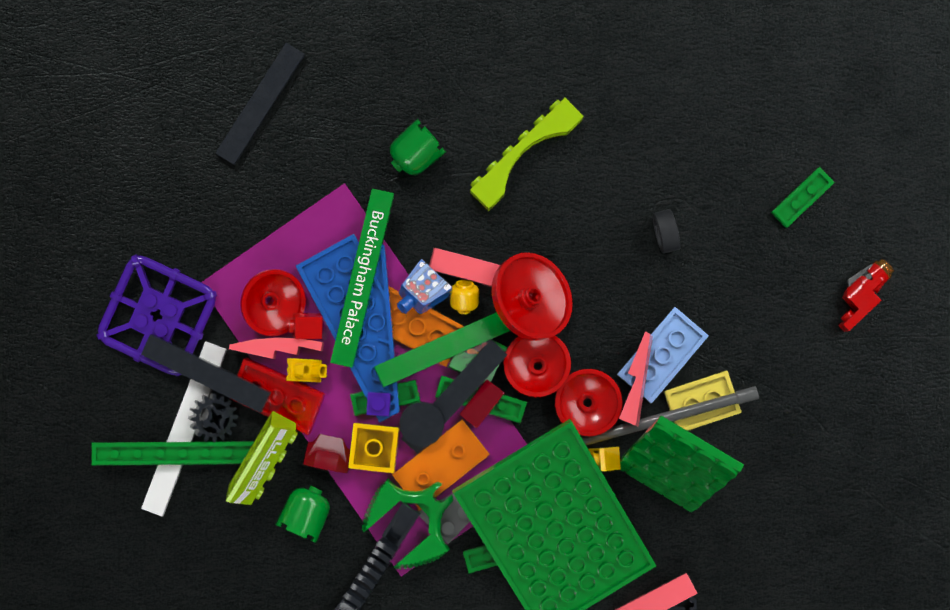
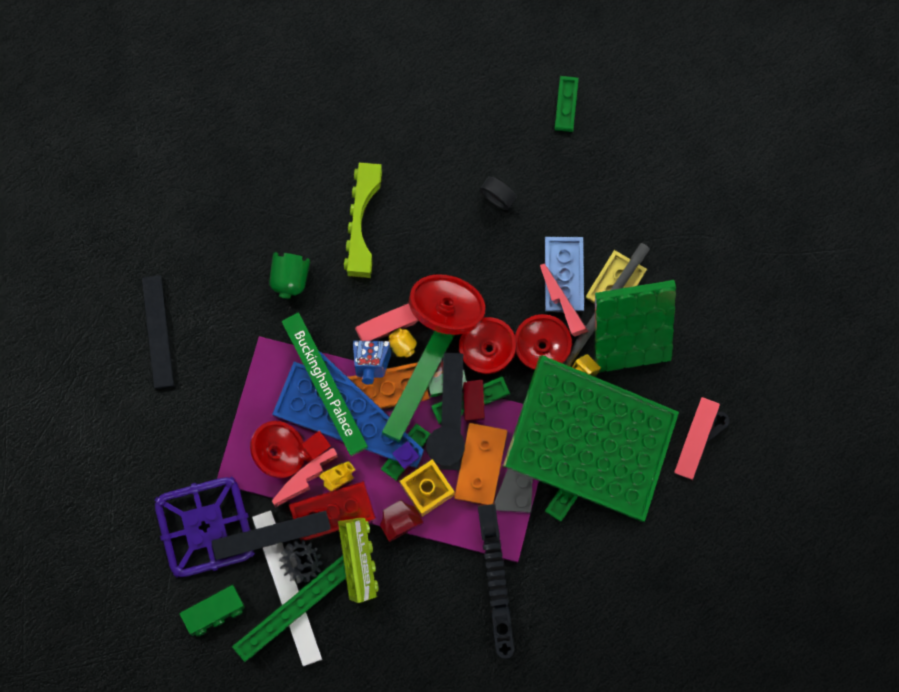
camera: 40 degrees left, 10 degrees down
(103, 396) = (212, 611): none -> green brick
(305, 513) = (418, 573): green cylinder -> none
(433, 545) = (464, 514): green piece -> none
(861, 292) = (656, 130): red plate -> none

